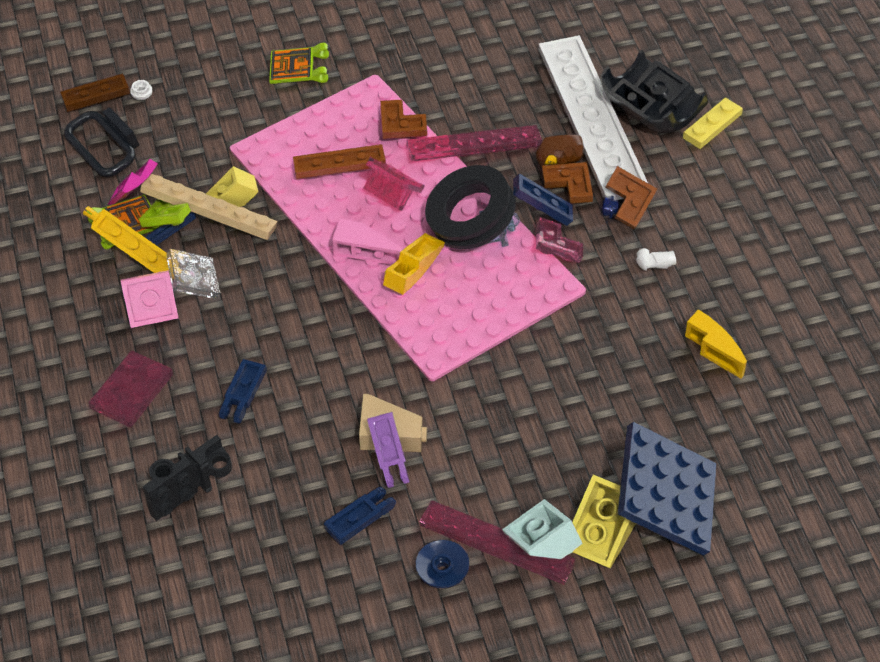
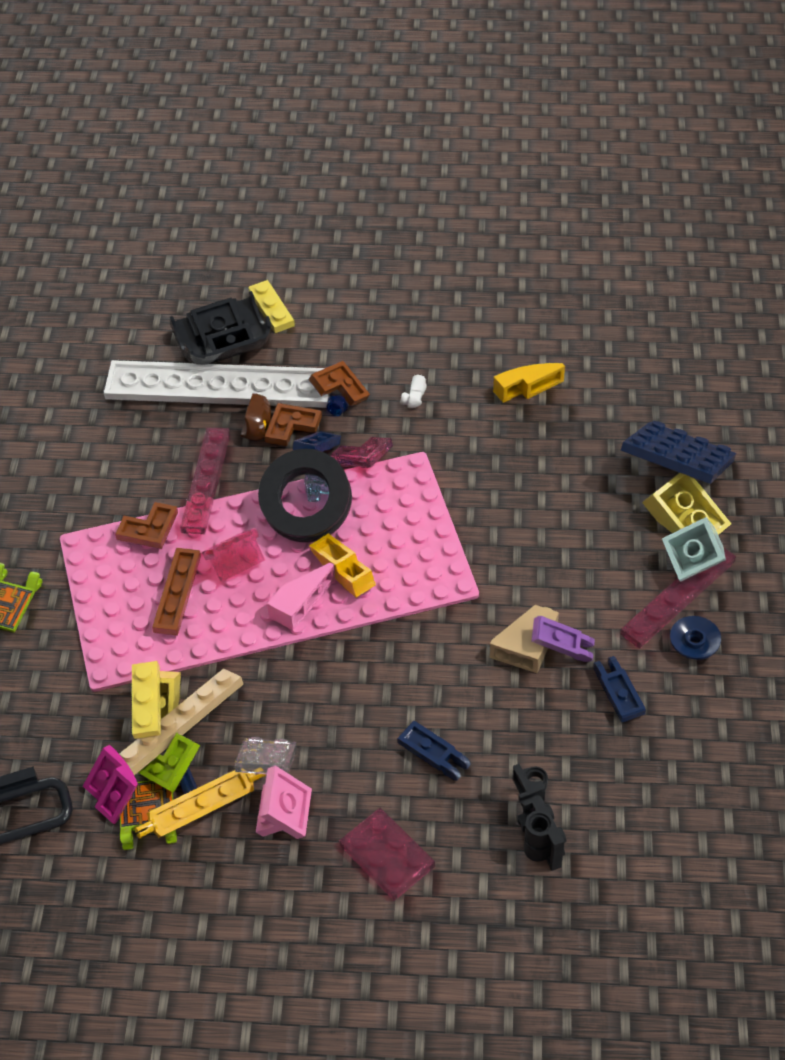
camera: 70 degrees left, 0 degrees up
(208, 170) = (146, 700): none -> light yellow plate

